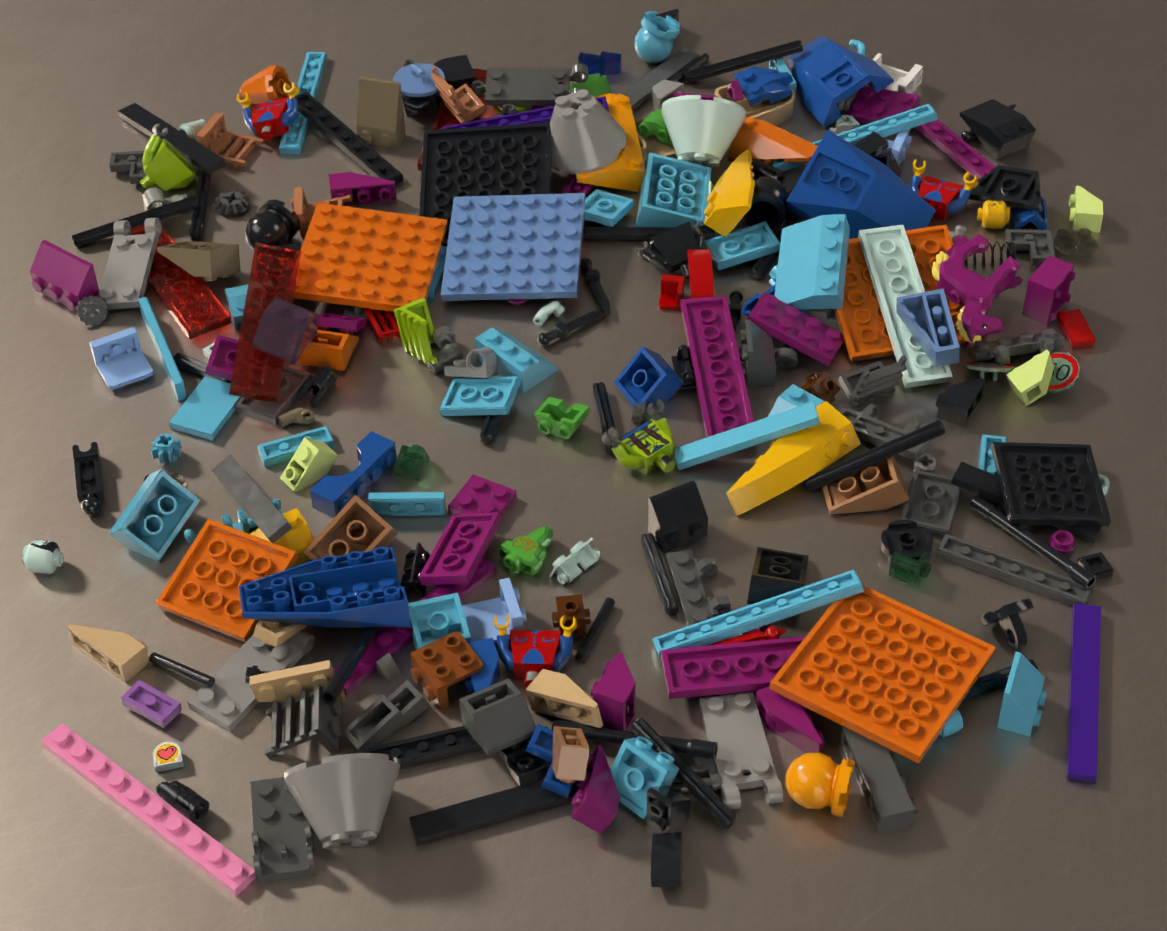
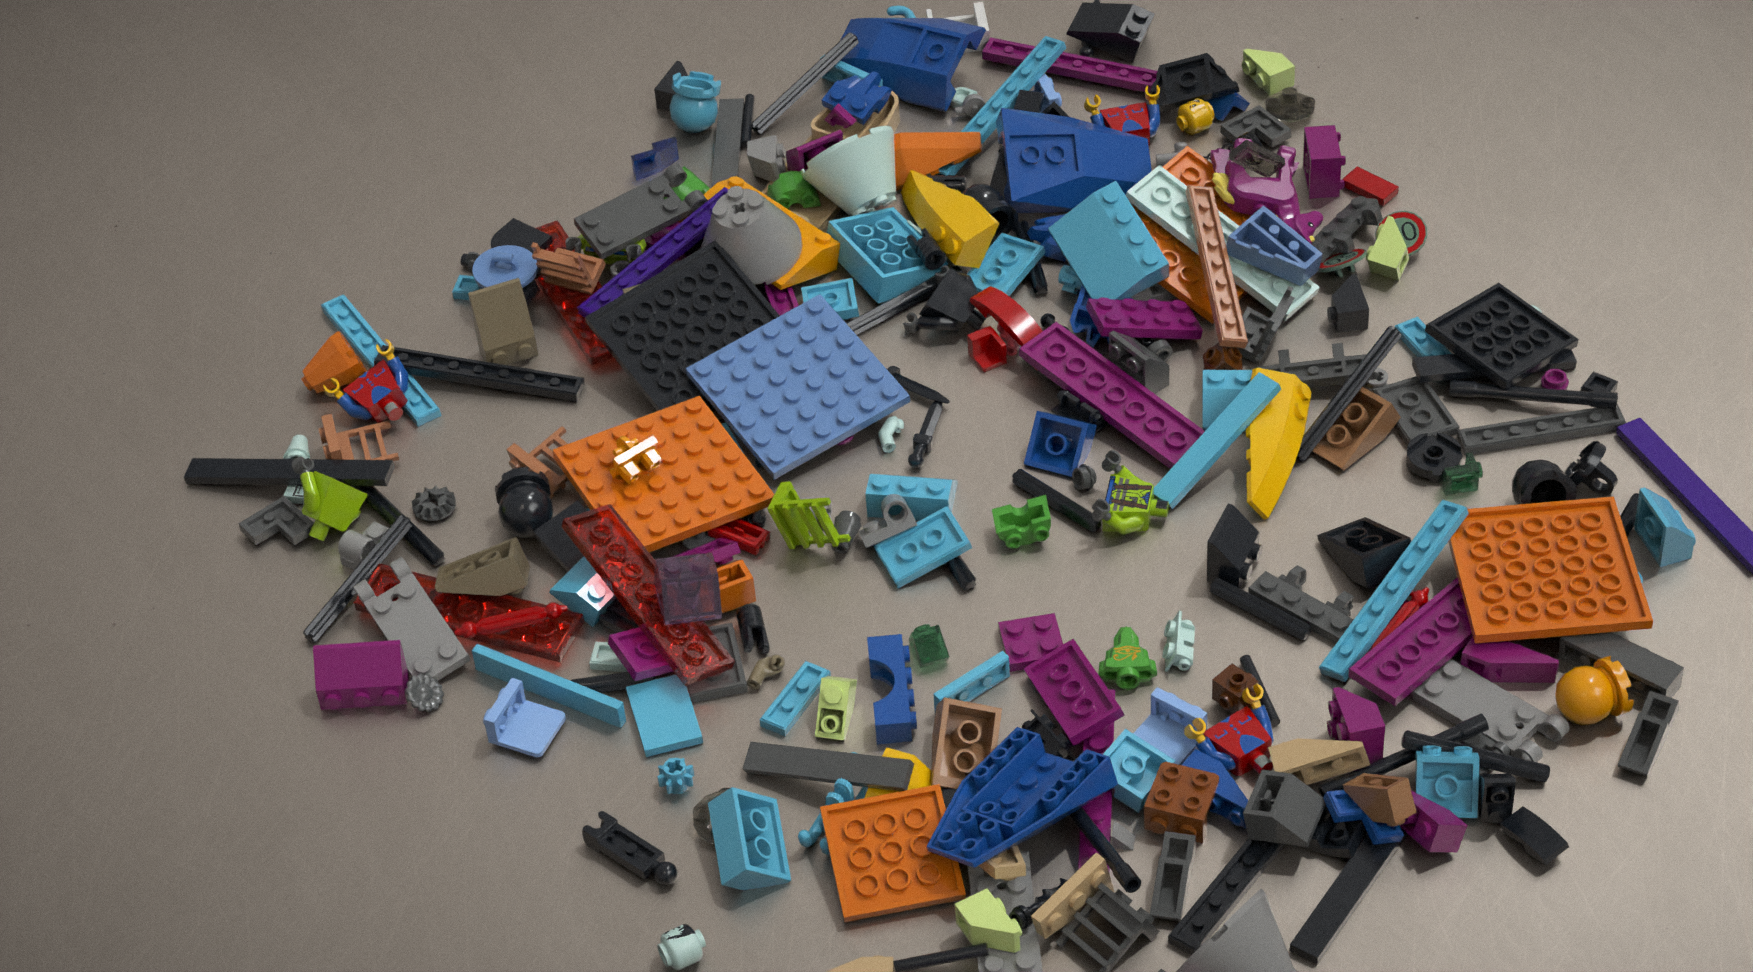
camera: 35 degrees left, 0 degrees up
(182, 294) = (511, 620): none -> red wheel
(226, 662) = (985, 921): none -> yellowish green slope
(350, 230) = (630, 454): none -> light orange hips
(361, 188) = (549, 415): magenta slope -> none
(694, 204) = (927, 250): none -> black hinge
(839, 843) = (1649, 733): none -> dark grey slope
(873, 317) = (1216, 267): none -> nougat tile
(874, 106) = (988, 64): magenta plate -> none
(953, 605) = (1542, 482): none -> black tile
(977, 255) = (1257, 158): none -> clear smoke tile

